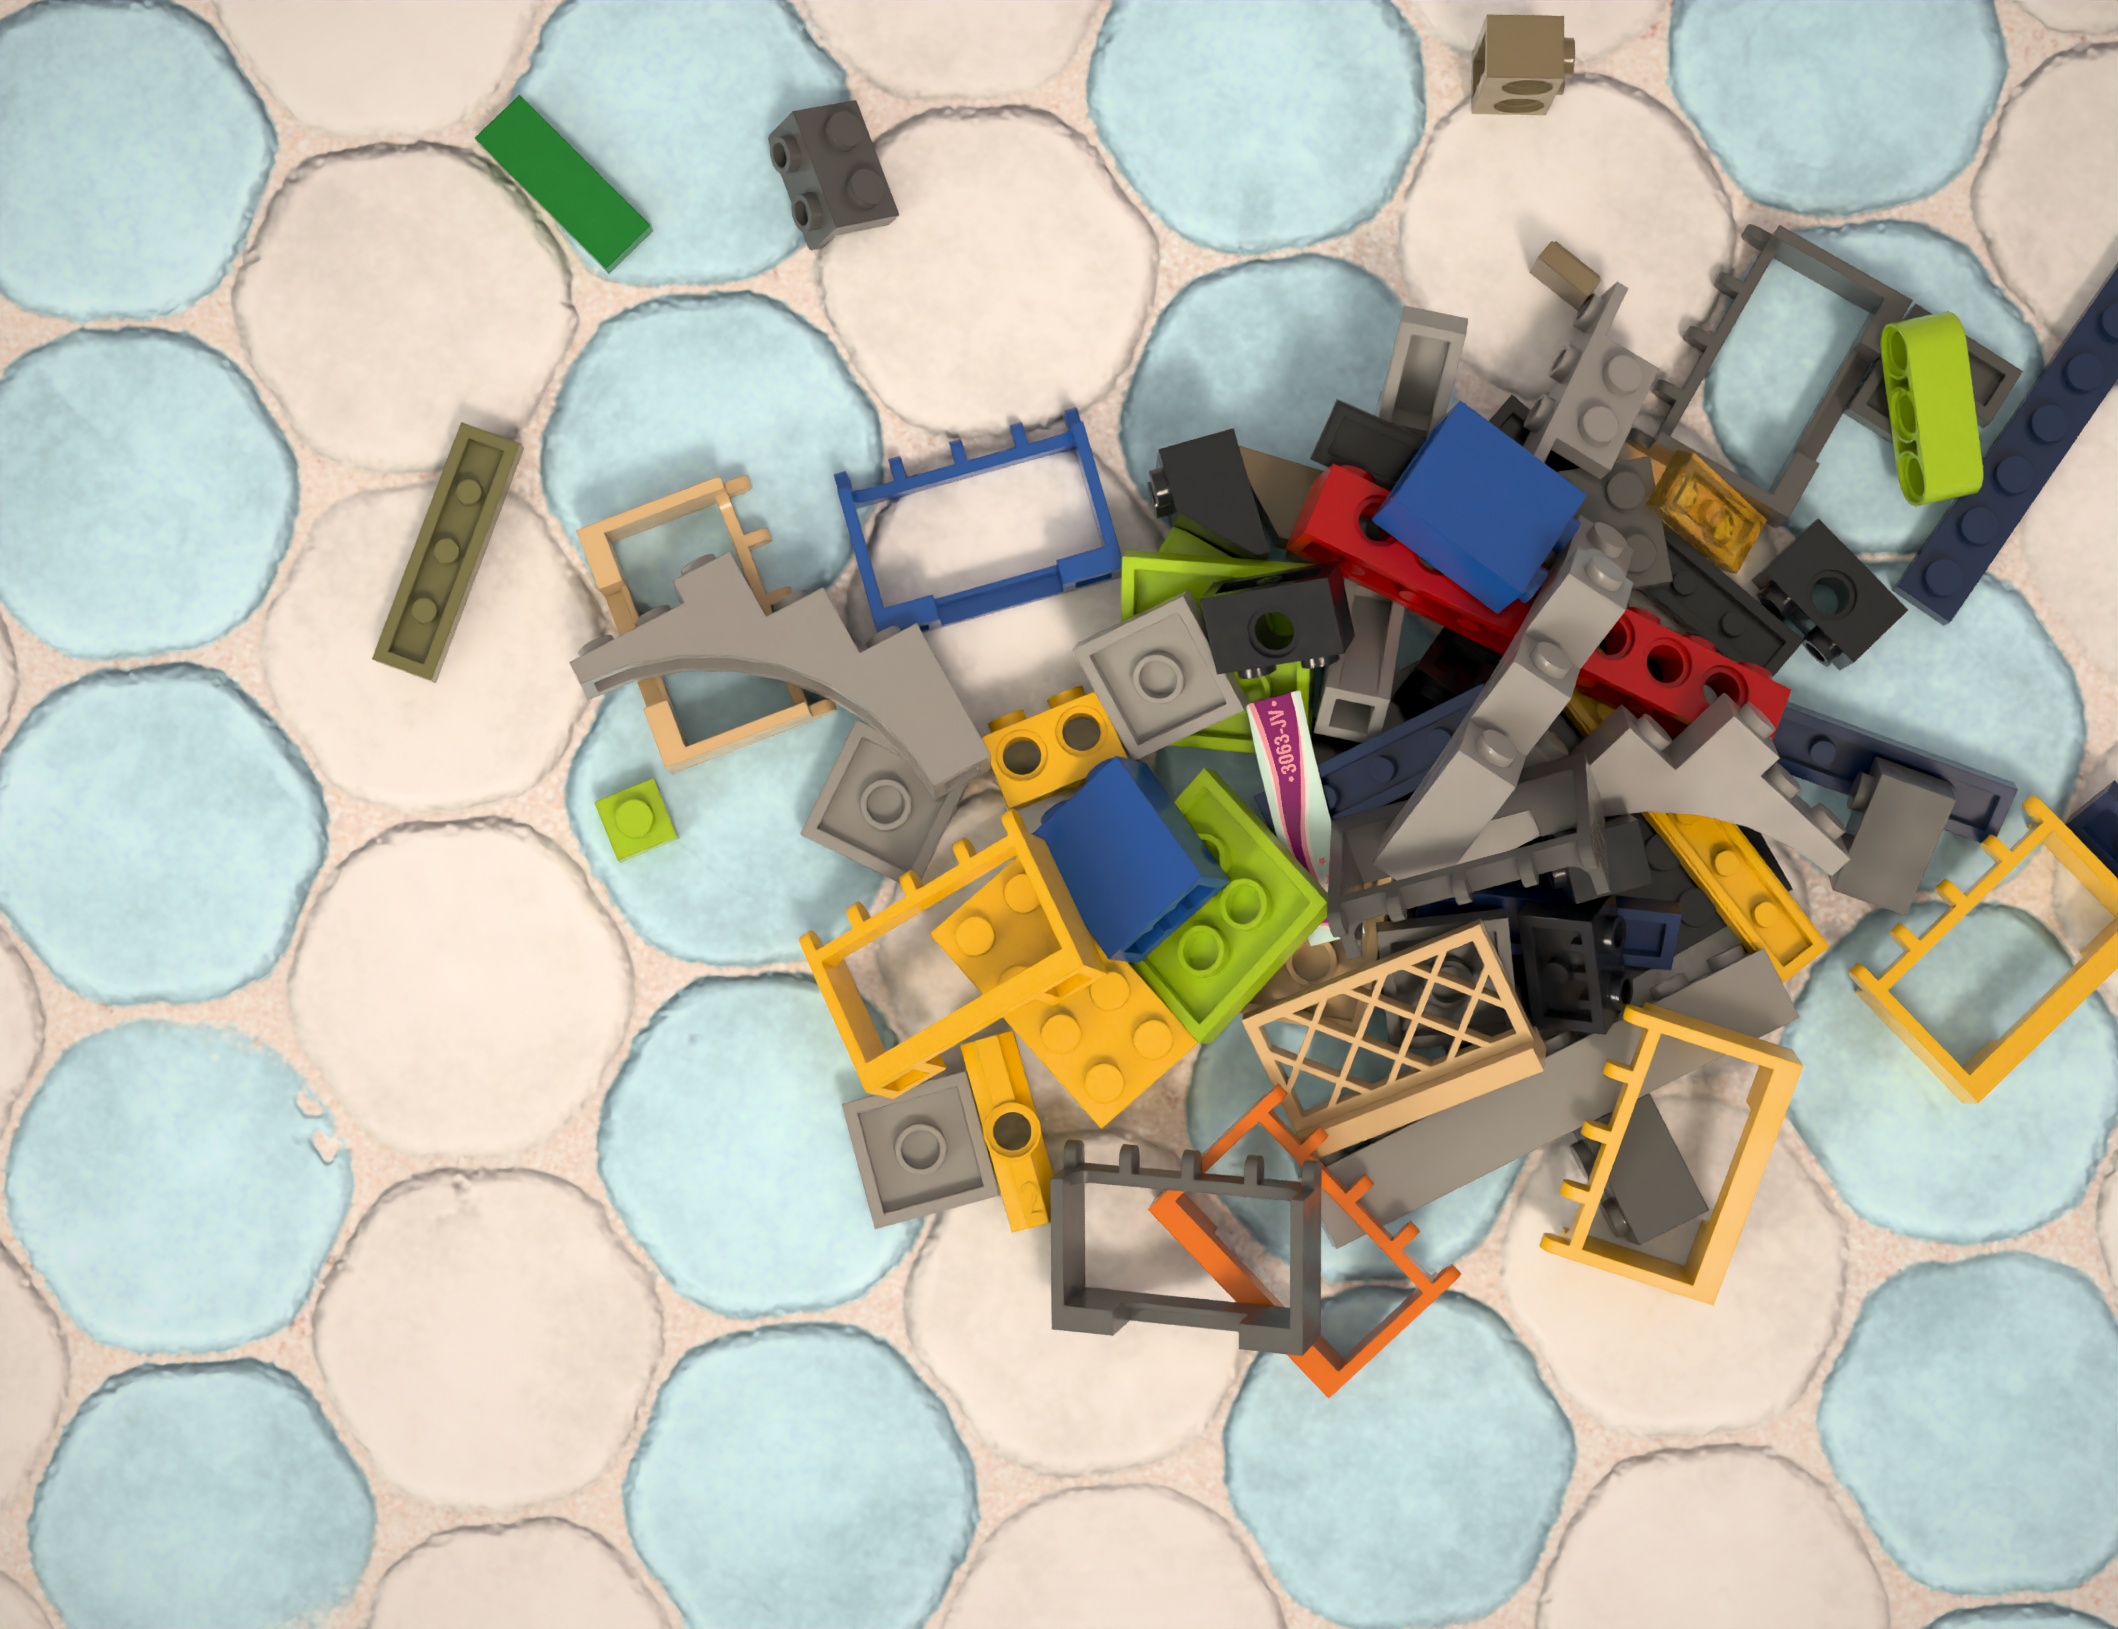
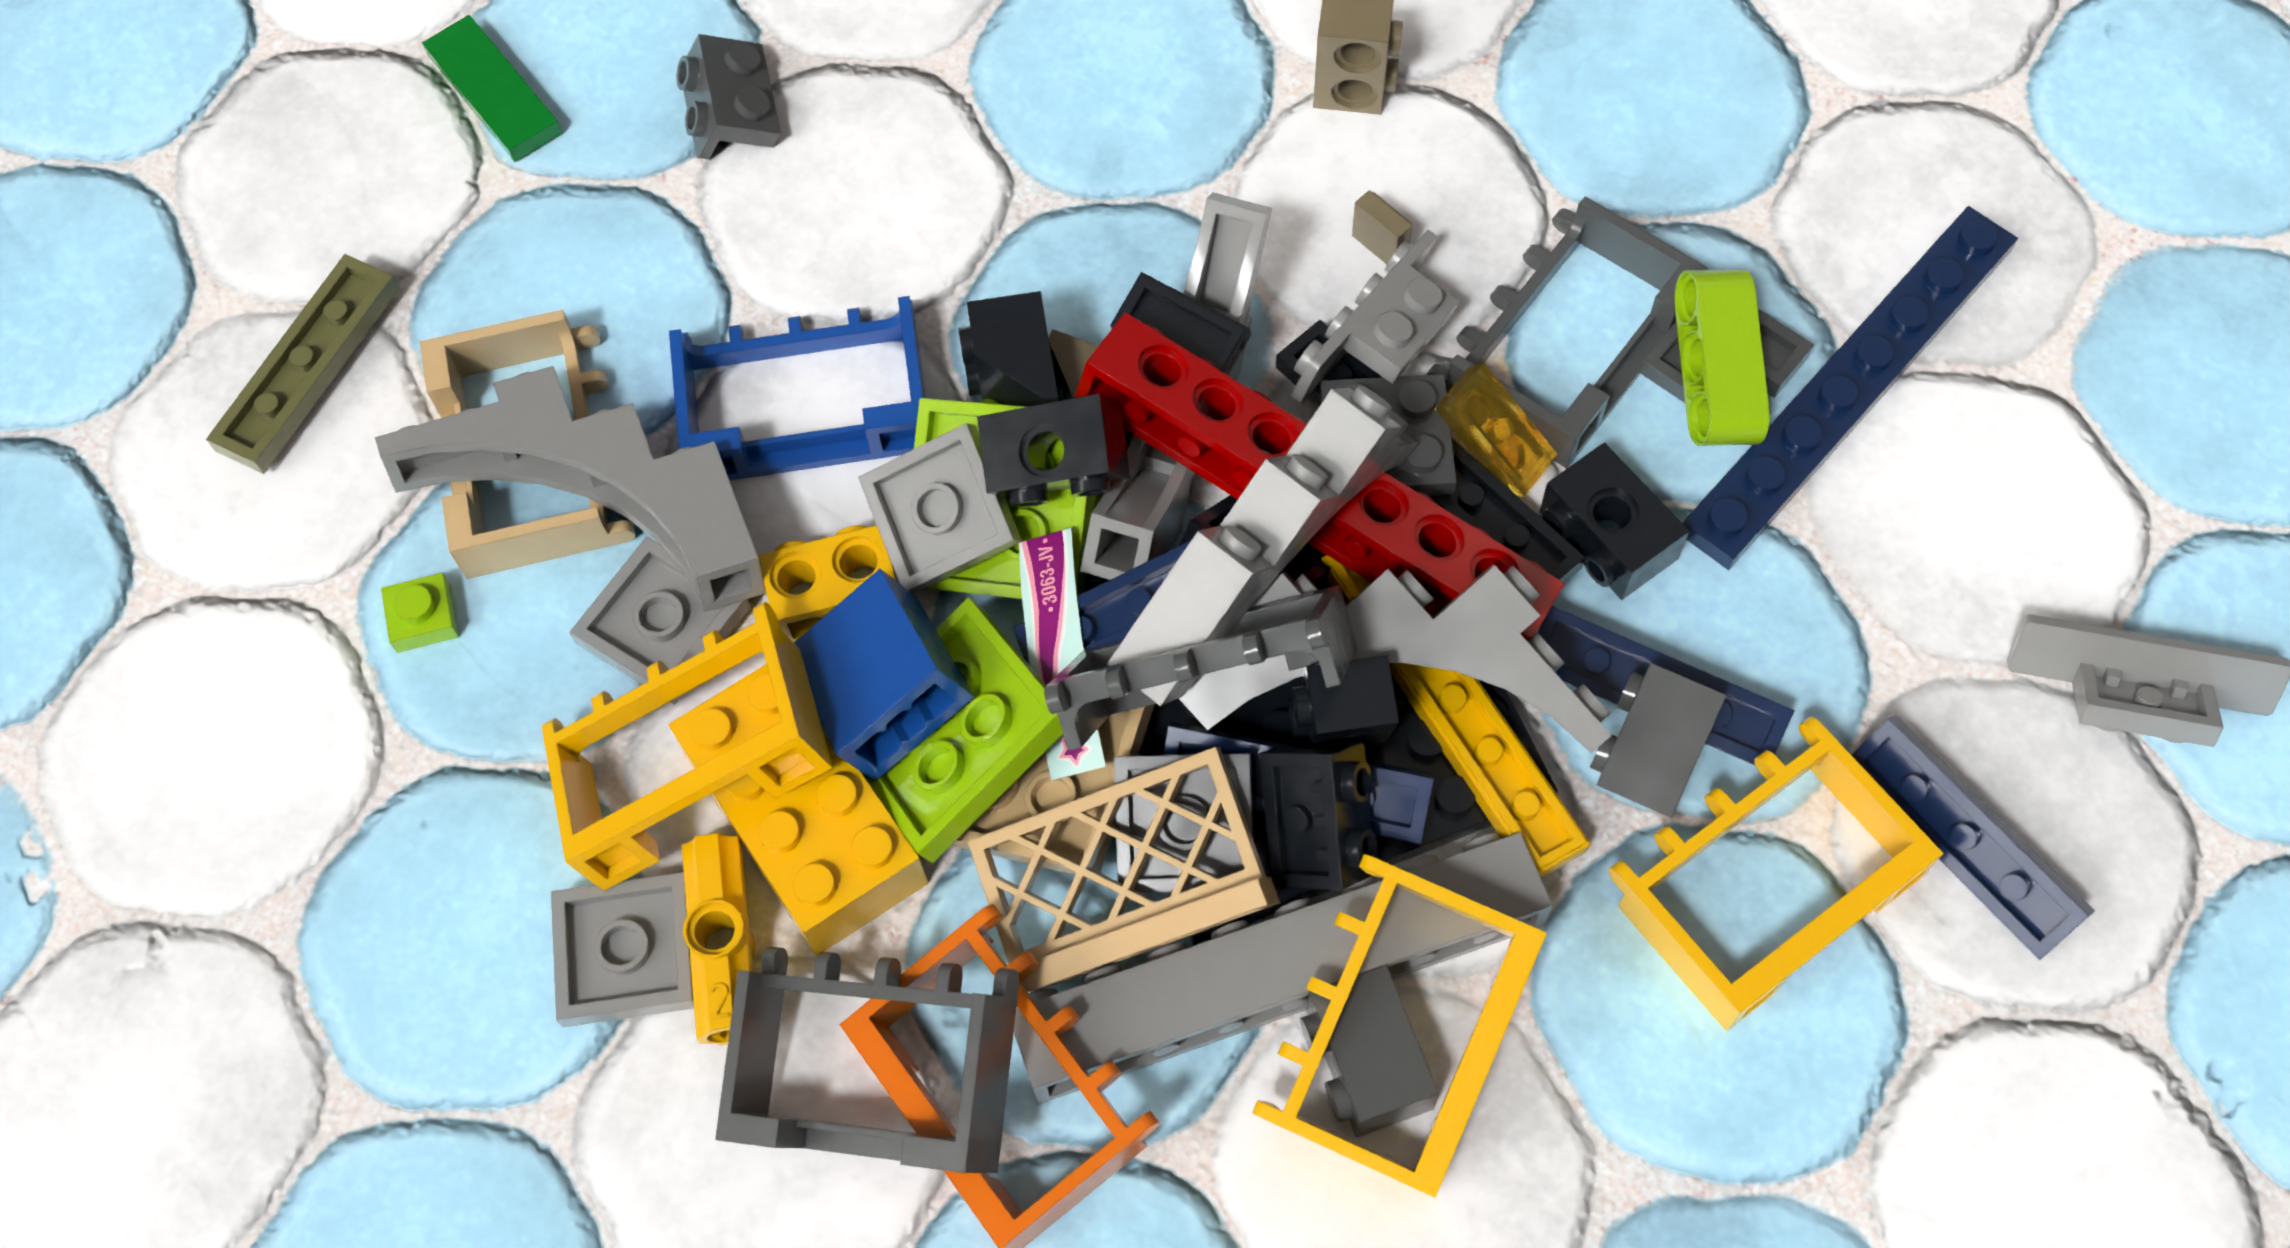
camera: 10 degrees right, 20 degrees down
(1481, 509) = (1258, 359): blue brick -> none

